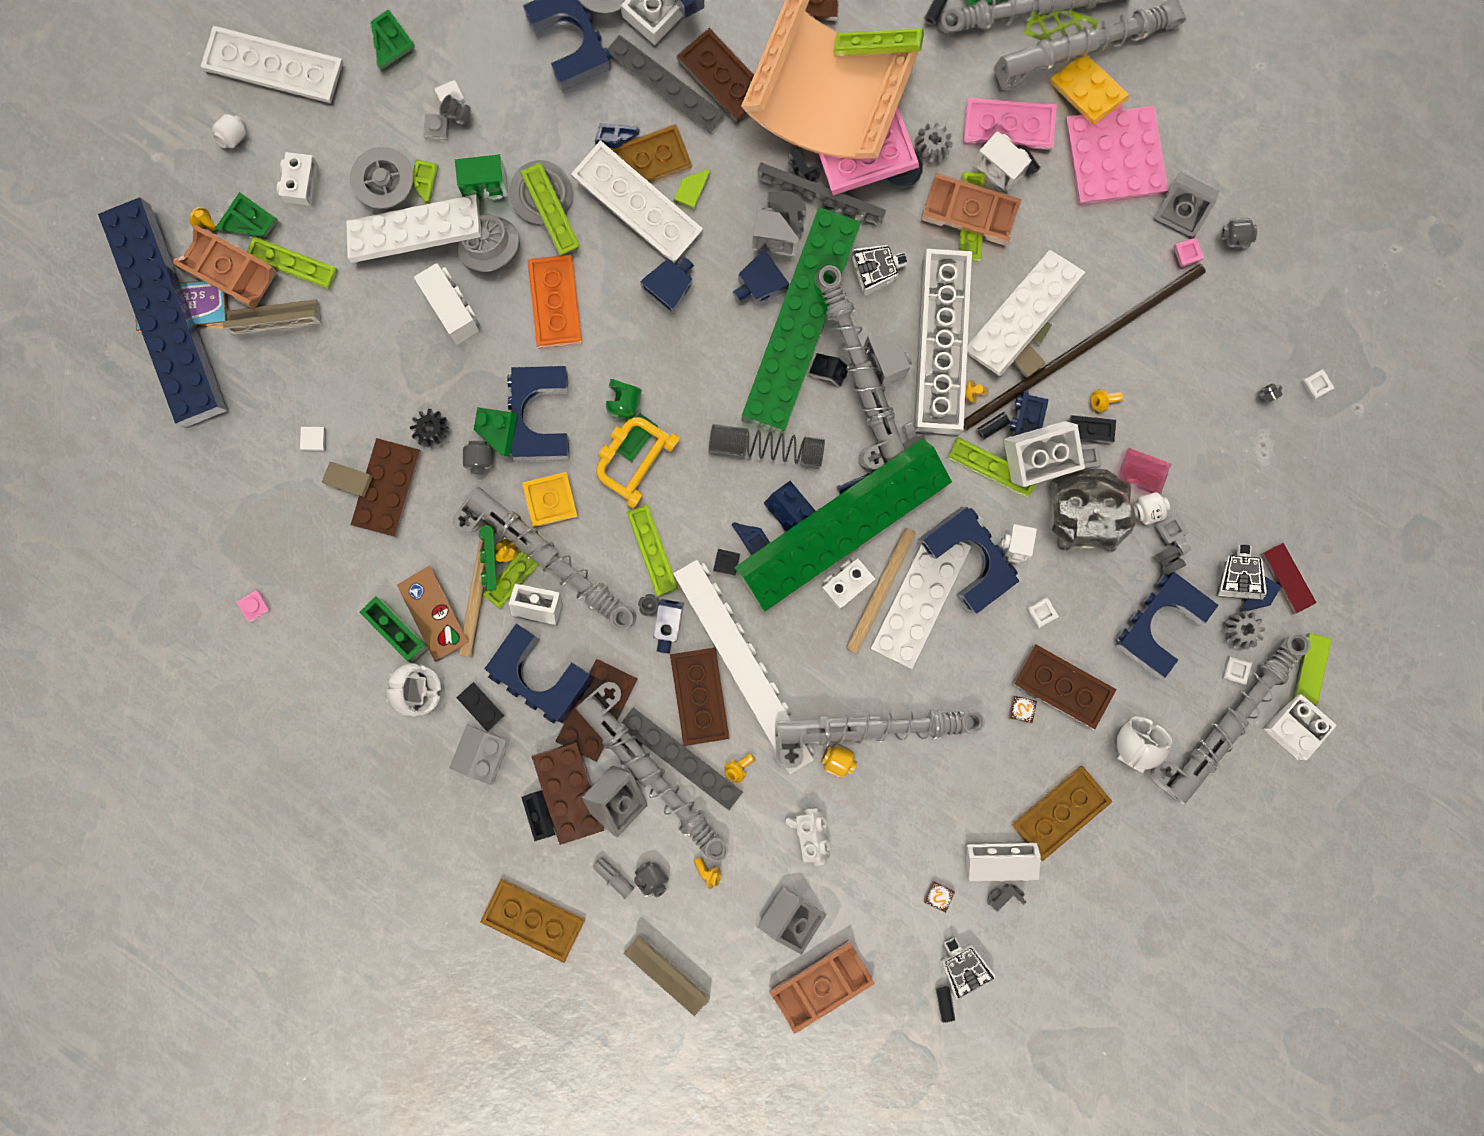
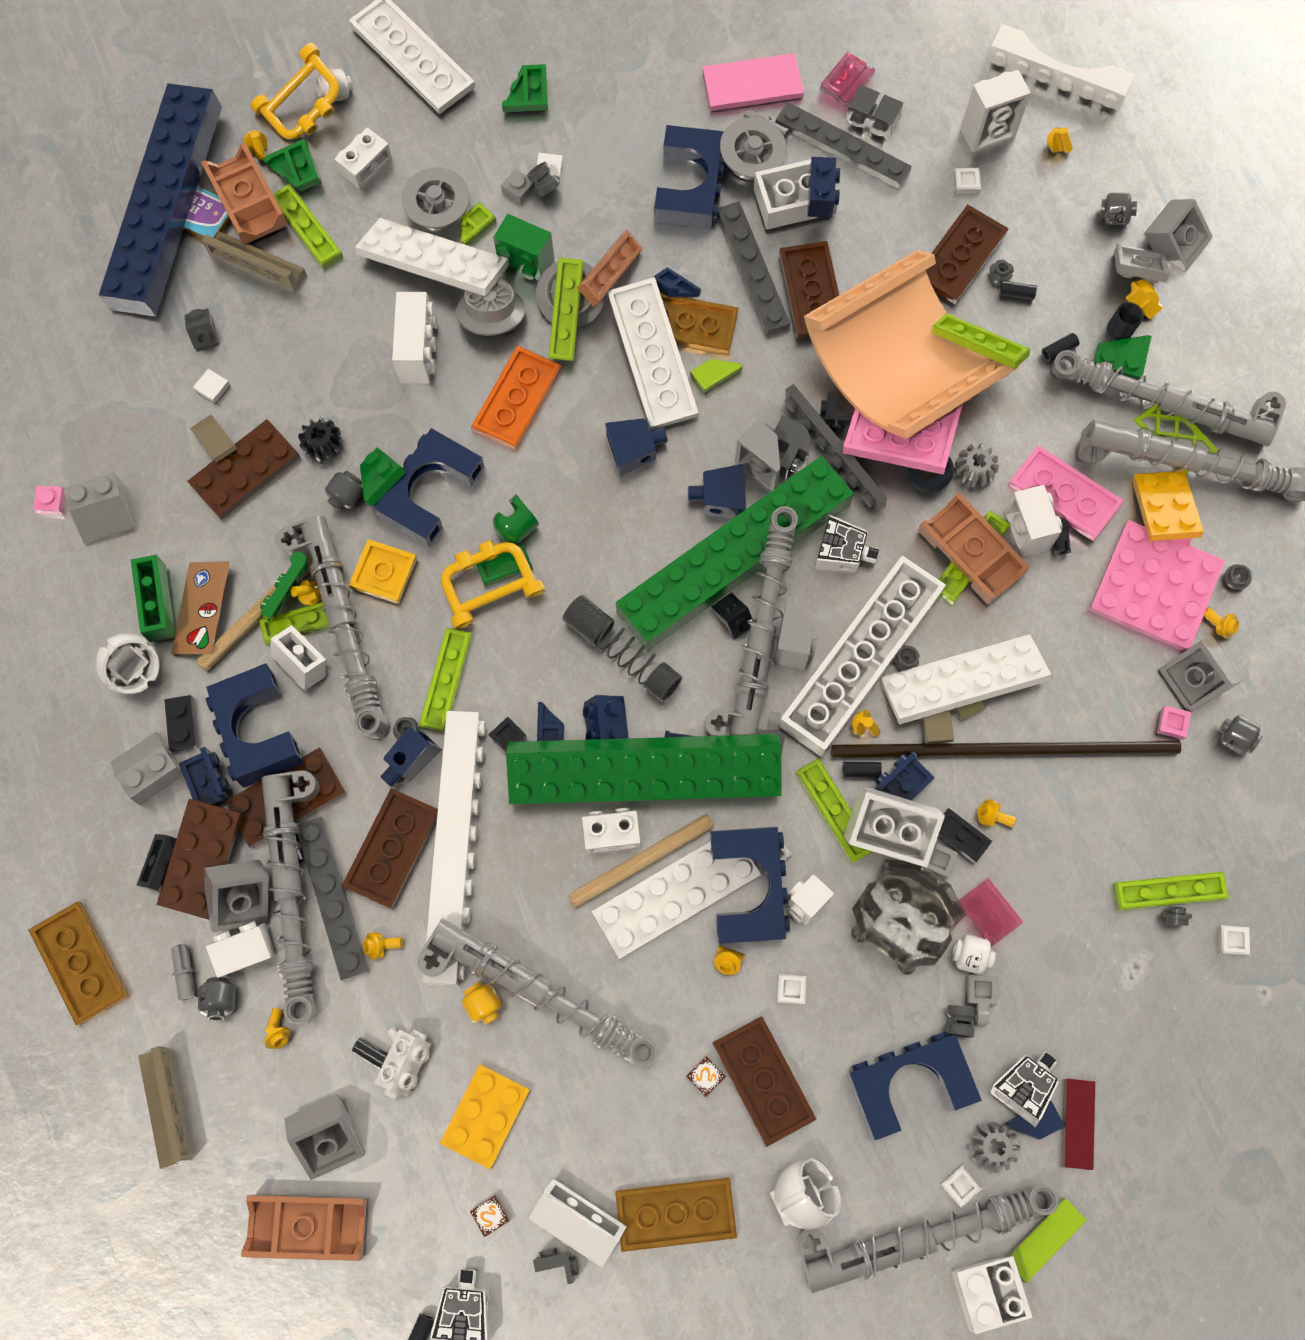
camera: 40 degrees right, 10 degrees down
(236, 156) = (322, 107): none -> yellow bar
(270, 398) = (200, 328): none -> dark grey bracket
(300, 588) = (99, 508): none -> light grey slope
(529, 735) = (204, 778): none -> dark blue bracket
(560, 153) = (609, 268): none -> nougat tile
(644, 835) = (241, 949): none -> white brick
(785, 845) = (369, 1052): none -> black axle
(891, 834) = (485, 1116): none -> yellow plate
(978, 319) = (913, 656): none -> dark grey plate
(987, 621) = (728, 960): none -> yellow plate
(1173, 108) = (1240, 570): none -> dark grey plate
(1182, 156) = (1224, 626): none -> yellow plate
(1255, 376) = (1170, 891): none -> lime tile

